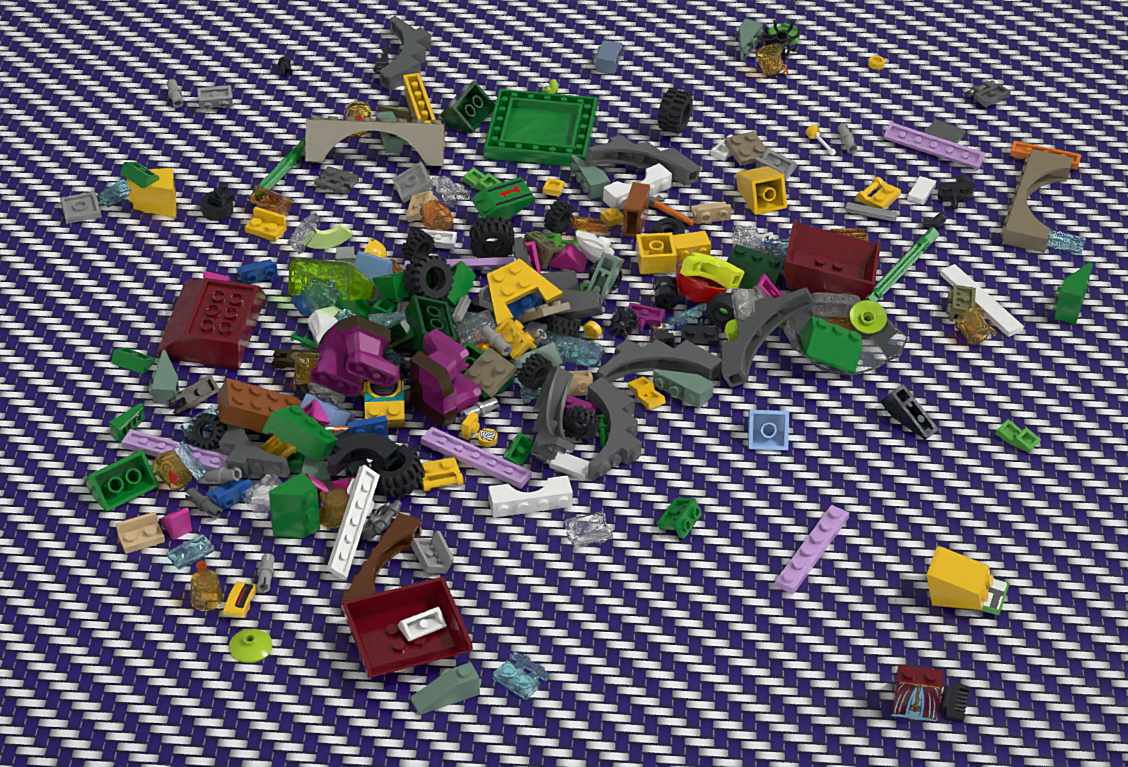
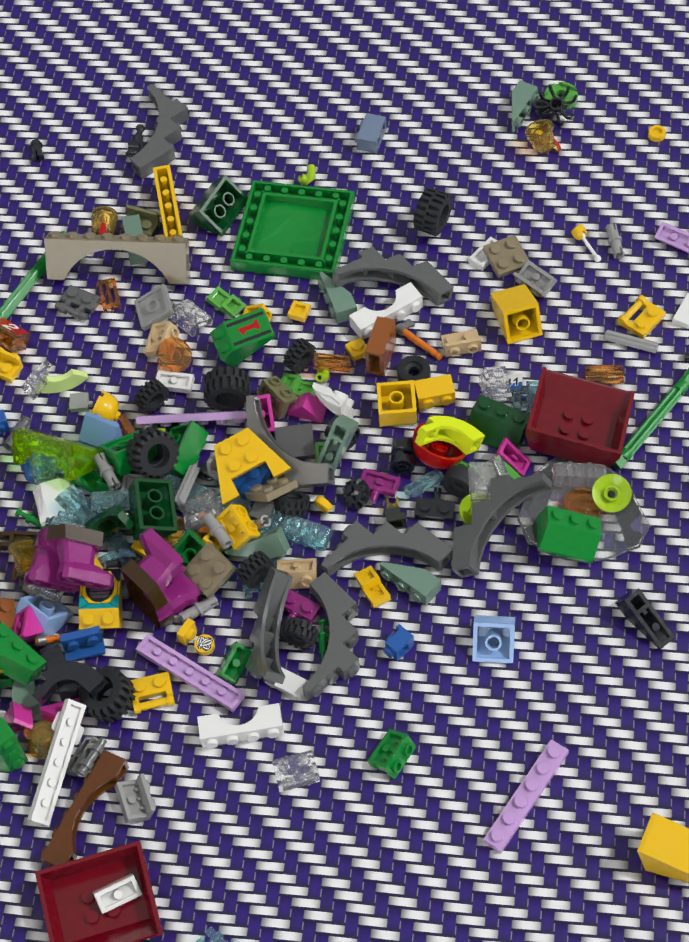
camera: 10 degrees right, 15 degrees up
(282, 281) = (24, 423): none -> dark grey pin
(368, 182) = (111, 305): none -> clear orange tile
(383, 296) = (107, 471): none -> light grey pin
(677, 433) = (398, 643): none -> blue brick

